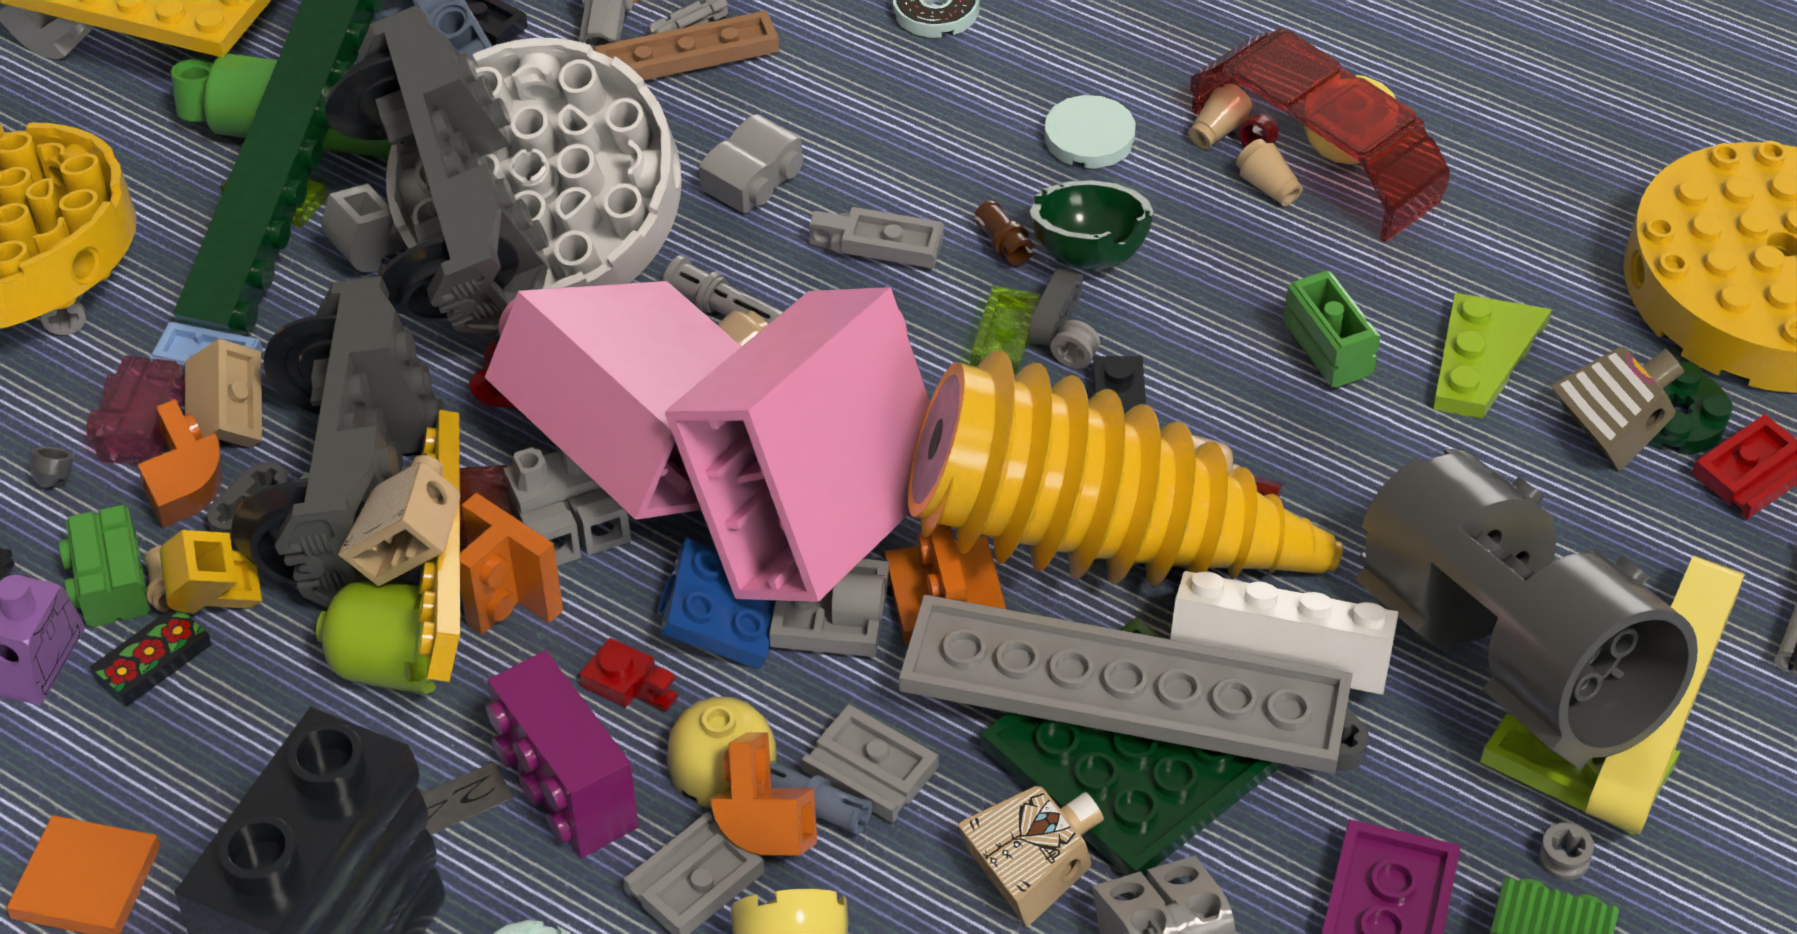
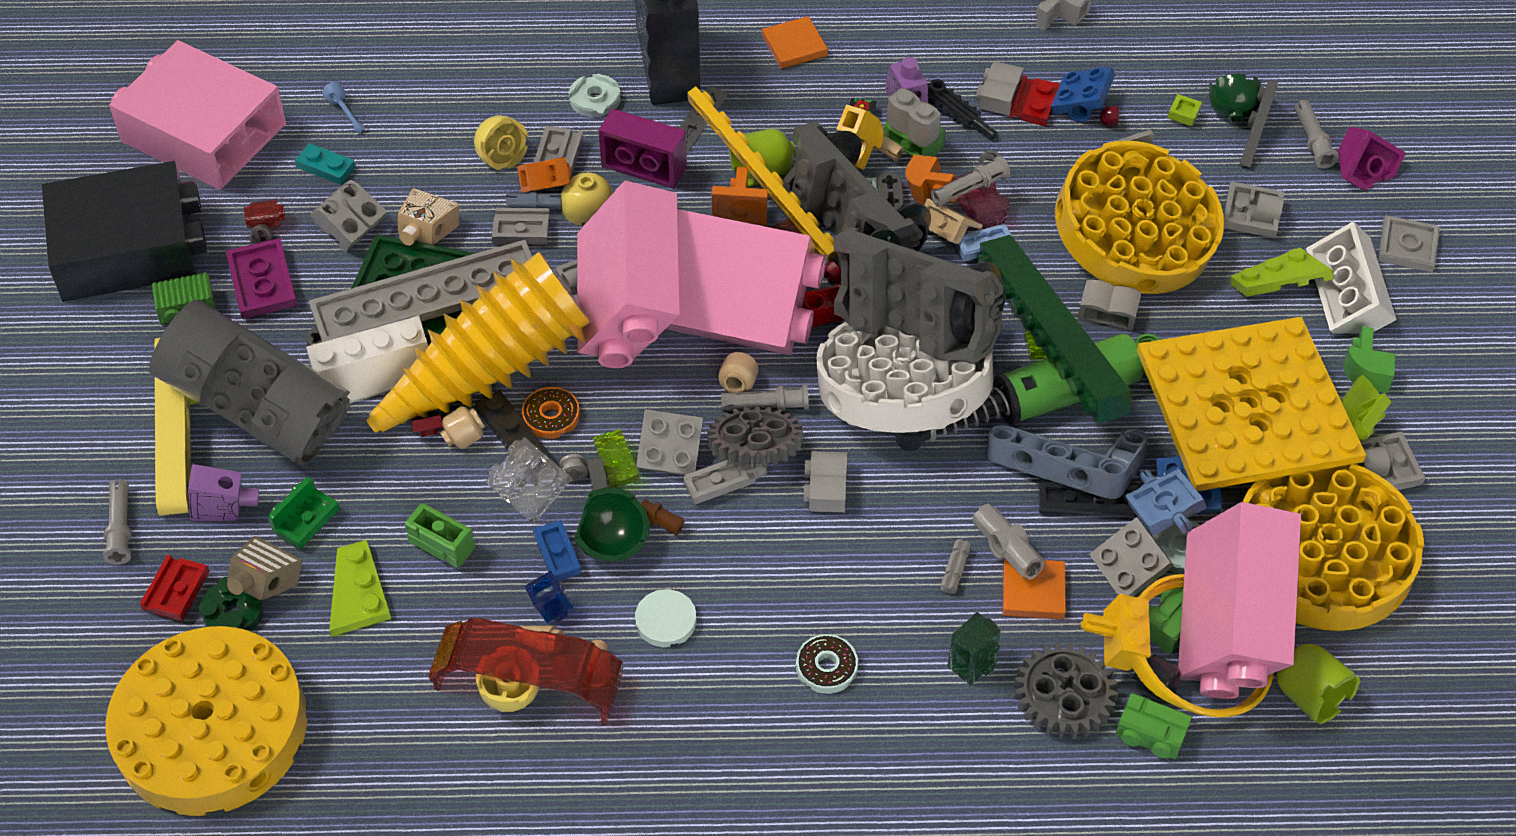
camera: 145 degrees right, 5 degrees up
(104, 526) = (913, 117): none -> light grey brick
(120, 388) = (980, 177): none -> light grey pin
(159, 186) = (1109, 305): none -> light grey brick
(402, 522) = (768, 143): tan torso -> none
(468, 424) = (832, 272): none -> dark red hinge
(696, 46) = (933, 541): medium nougat plate -> none
(783, 210) = (755, 437): none -> dark grey gear
(929, 301) = (669, 442): none -> light grey plate
(1155, 347) = (528, 479): none -> clear plate
(1175, 258) = (557, 550): none -> blue plate
(1232, 187) = (553, 604): none -> clear blue brick
(1531, 457) = (302, 513): none -> green bracket
(1646, 529) = (218, 494): none -> medium lavender torso

